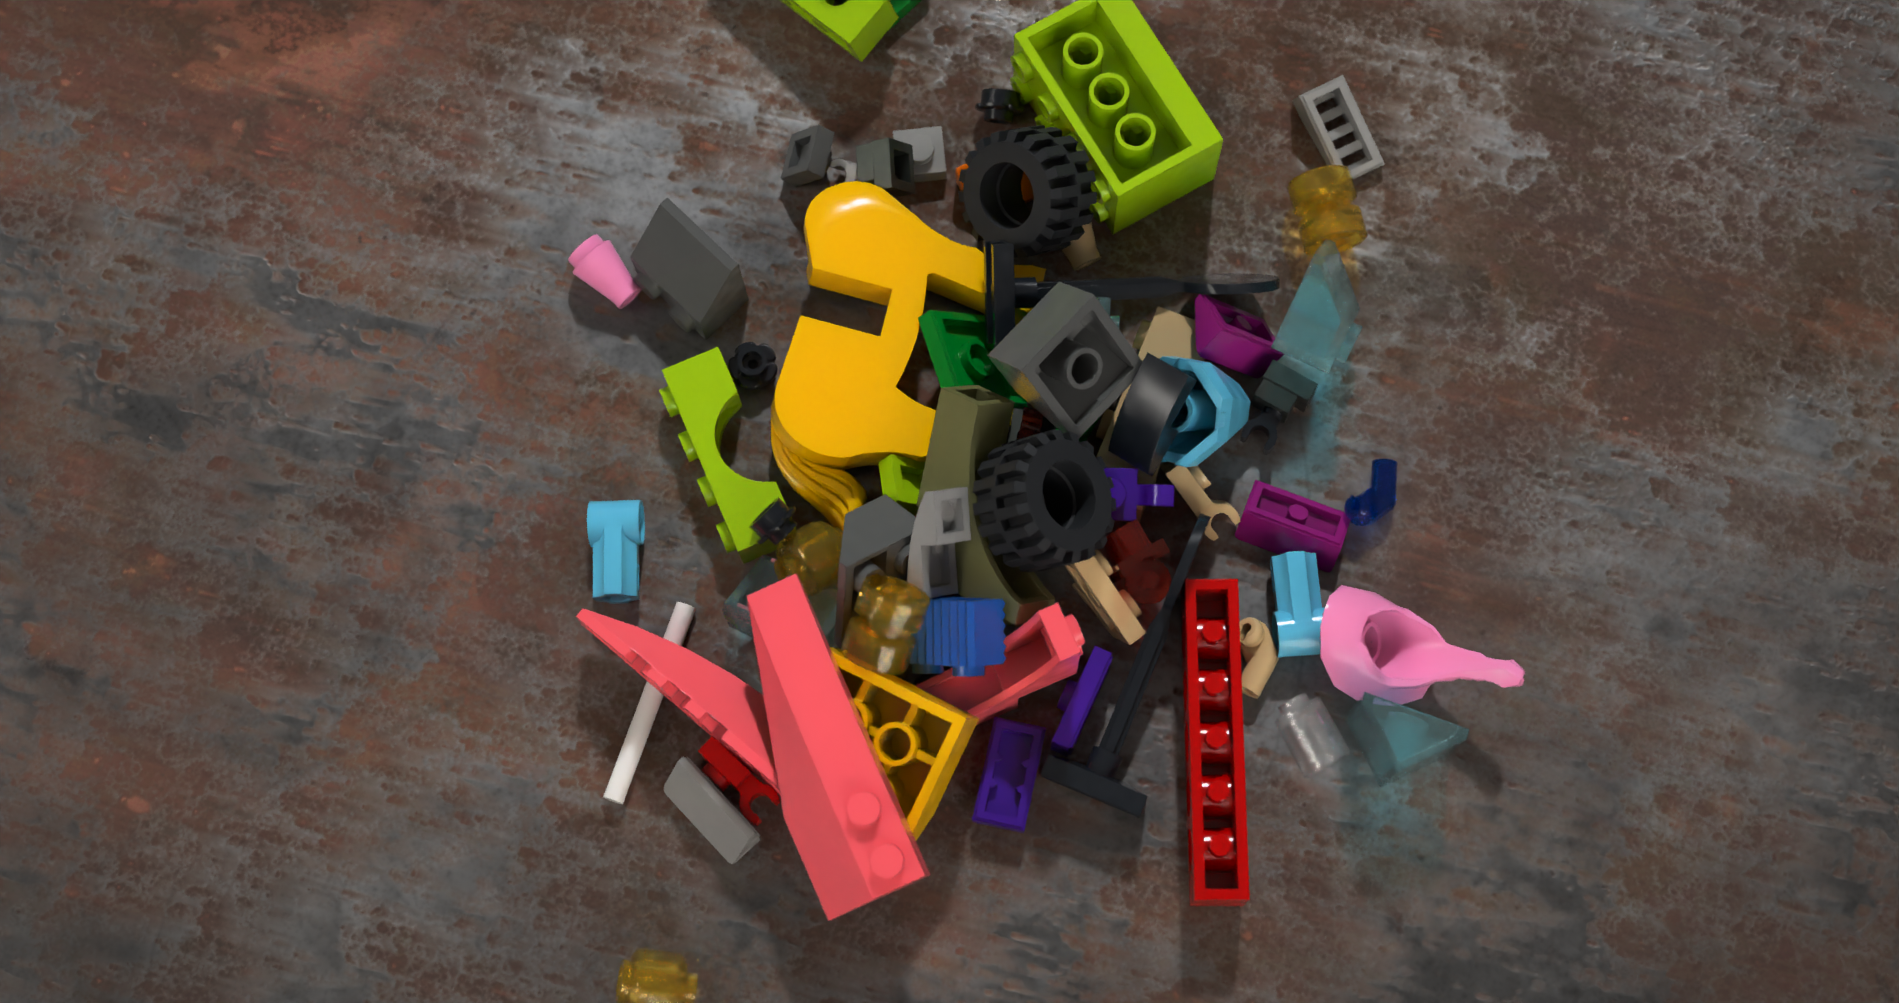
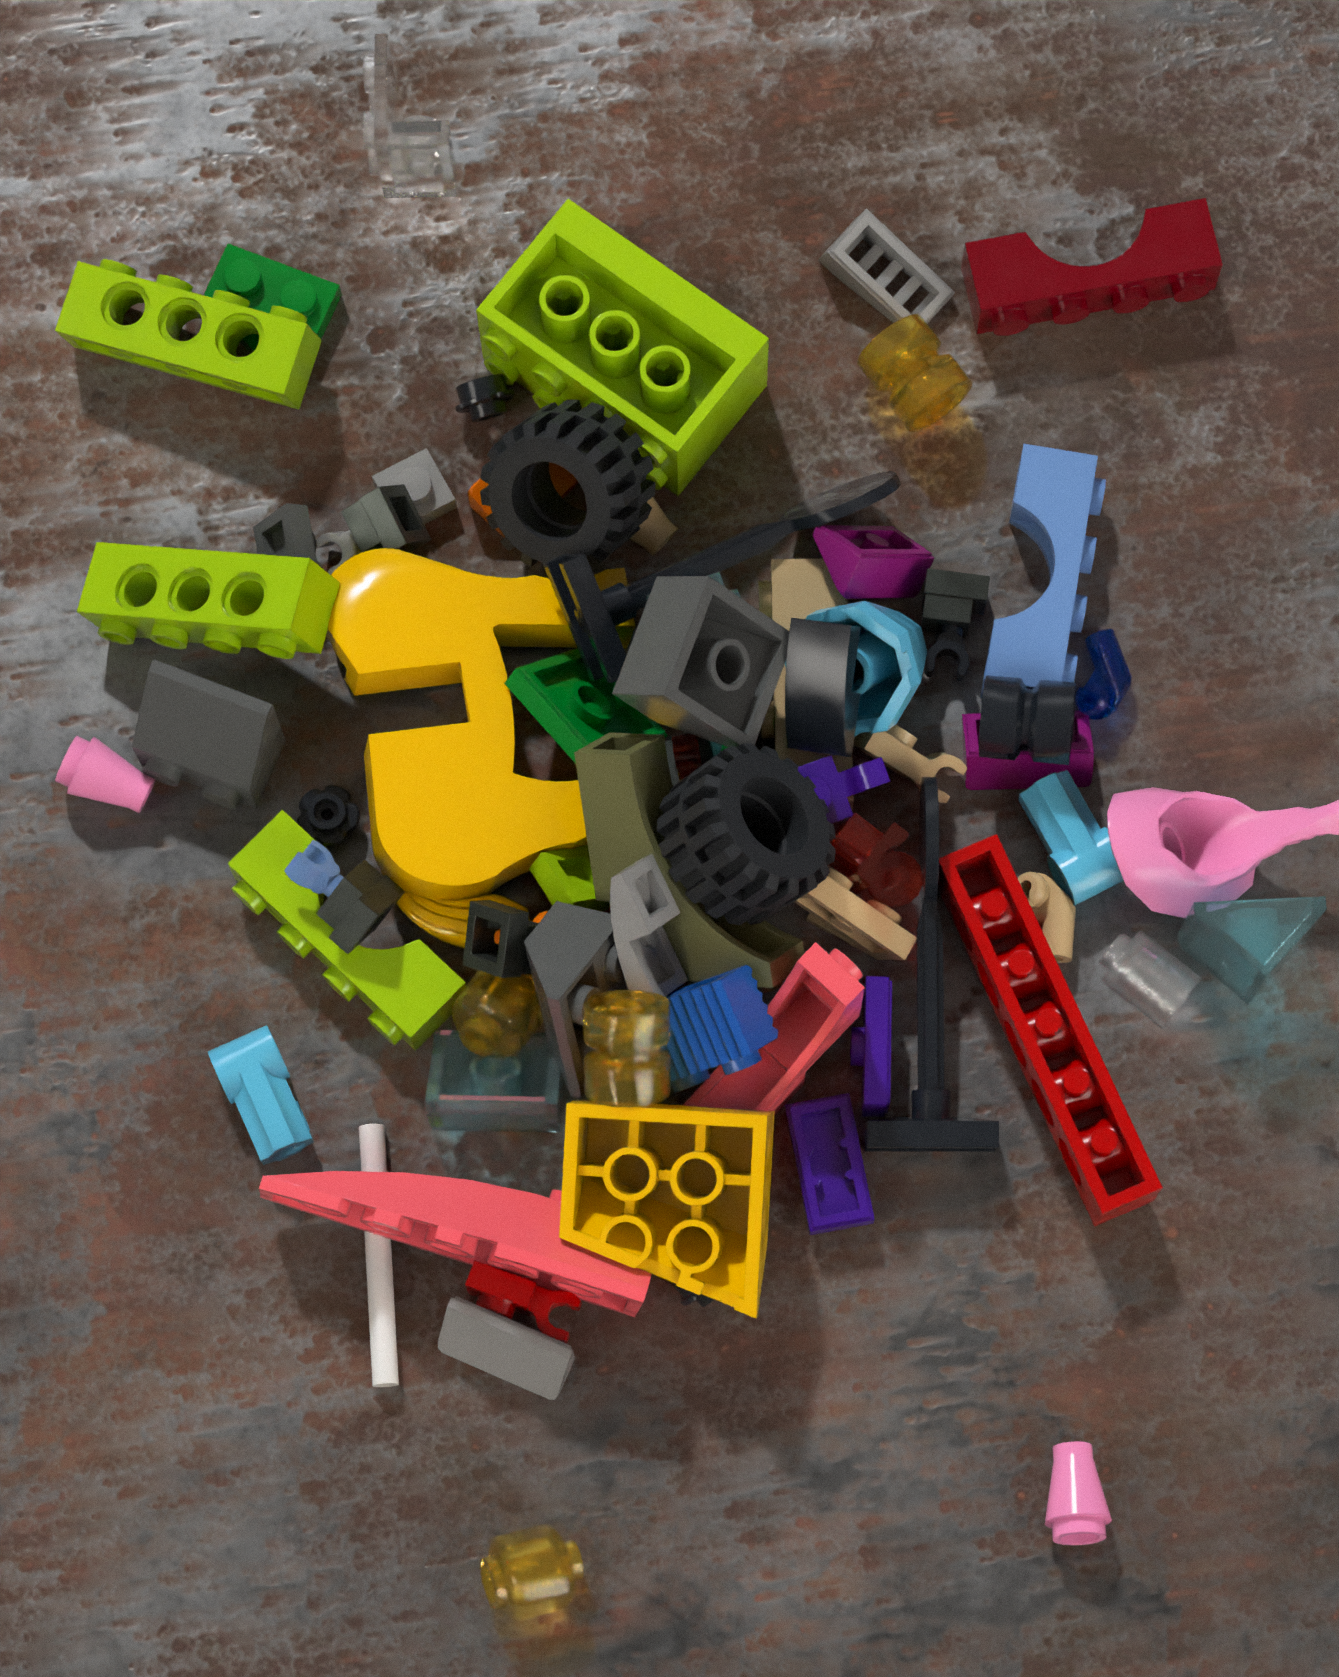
camera: 25 degrees left, 0 degrees up
(731, 171) = (208, 599): none -> lime brick
(740, 434) = (354, 902): none -> pearl dark grey piece
(774, 522) = (440, 986): black plate -> none
(825, 762) = (627, 1231): coral wedge -> none
(828, 503) = (497, 939): none -> pearl dark grey piece
(1298, 502) = (1027, 720): none -> black wheel
(1321, 314) = (962, 496): clear light blue slope -> none
(1325, 450) = (1052, 507): none -> medium blue arch
(1436, 178) = (1020, 285): none -> dark red arch

